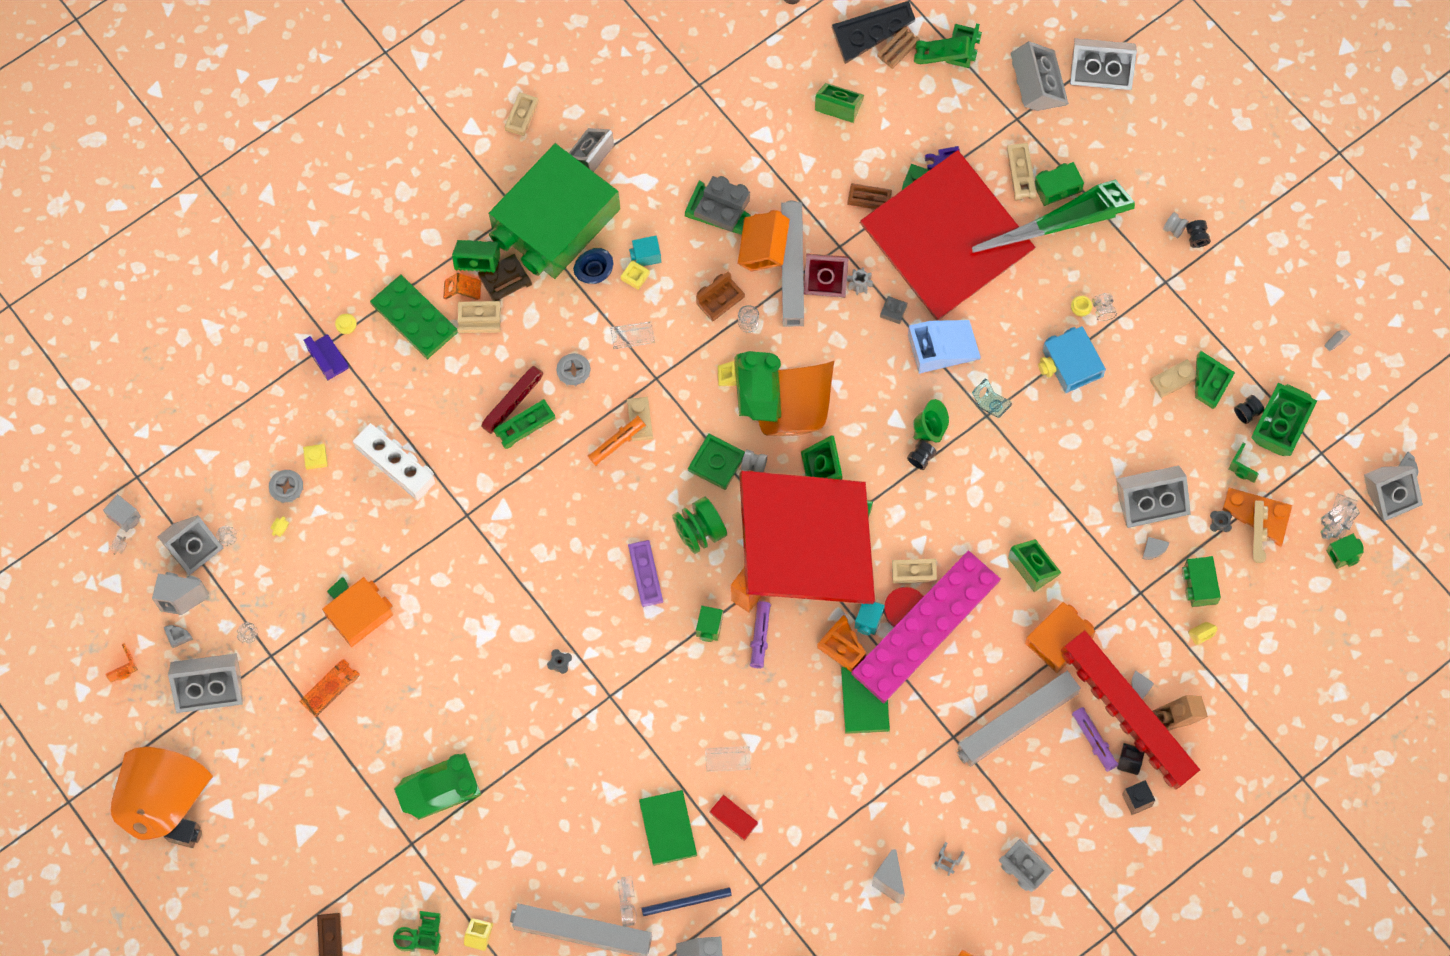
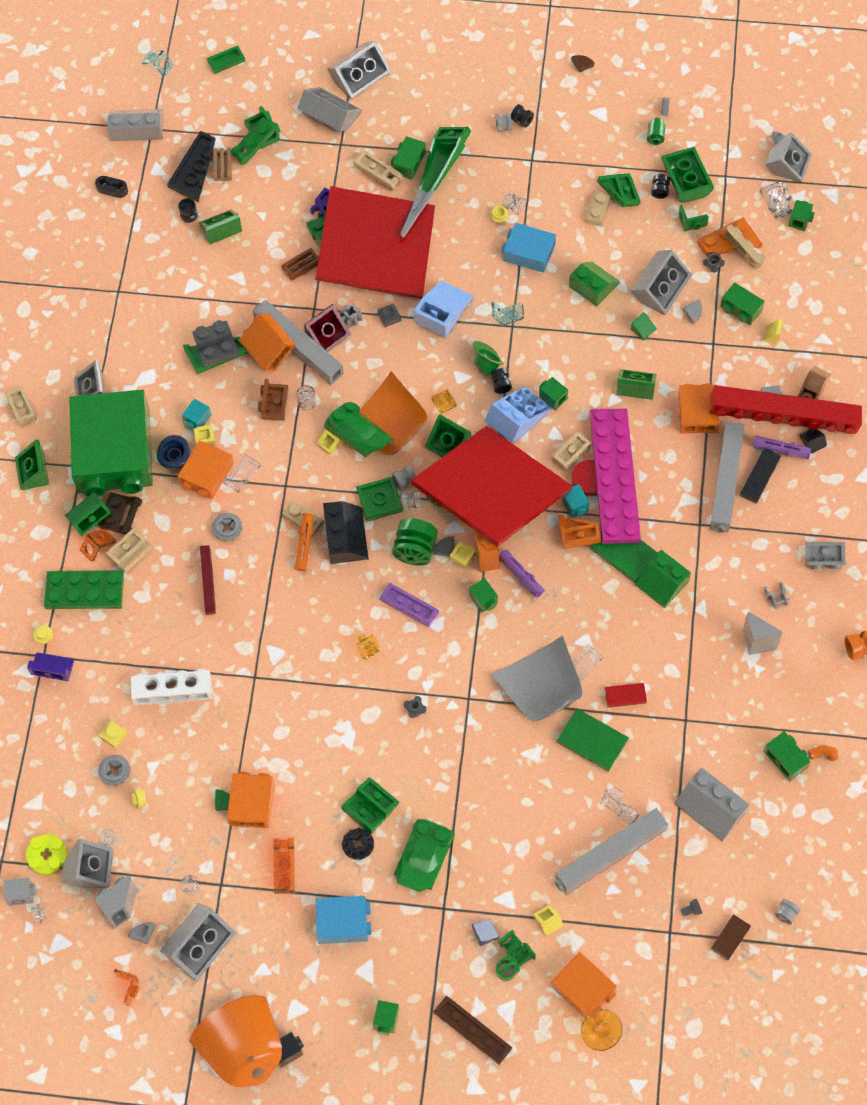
camera: 45 degrees left, 5 degrees down
(171, 492) = (41, 844): none -> neon yellow plate
(275, 883) = (386, 1017): none -> green brick
(325, 774) = (342, 919): none -> dark azure brick
(410, 731) = (360, 852): none -> black gear
(420, 893) = (485, 931): none -> slope
(442, 706) = (370, 805): none -> green slope
(478, 176) = (32, 467): none -> green slope
(525, 423) = (232, 586): green plate -> none
(575, 575) = (368, 646): none -> clear yellow tile
(604, 305) = (205, 470): none -> orange brick
(658, 463) = (345, 532): none -> black slope
(676, 739) = (542, 681): none -> light grey piece
(687, 901) = (653, 772): dark blue bar -> none
(724, 552) = (444, 547): none -> dark grey tile
(729, 571) = (462, 554): none -> light yellow plate
(733, 486) = (407, 502): none -> clear wheel
(824, 59) = (188, 210): none -> black wheel
(857, 427) = (444, 401): none -> clear yellow tile
(868, 752) = (663, 578): none -> green slope
(904, 495) = (516, 413): none -> light blue slope
(951, 506) = (553, 393): none -> green brick
(1047, 366) = (518, 265): light yellow plate -> none
(1050, 745) = (760, 475): none -> black tile
(1095, 520) = (643, 326): none -> green slope
(1096, 440) = (592, 282): none -> green slope
(1138, 797) = (844, 455): black brick -> none
(1301, 356) = (656, 131): none -> green brick
(1308, 232) = (582, 62): none -> reddish brown tile

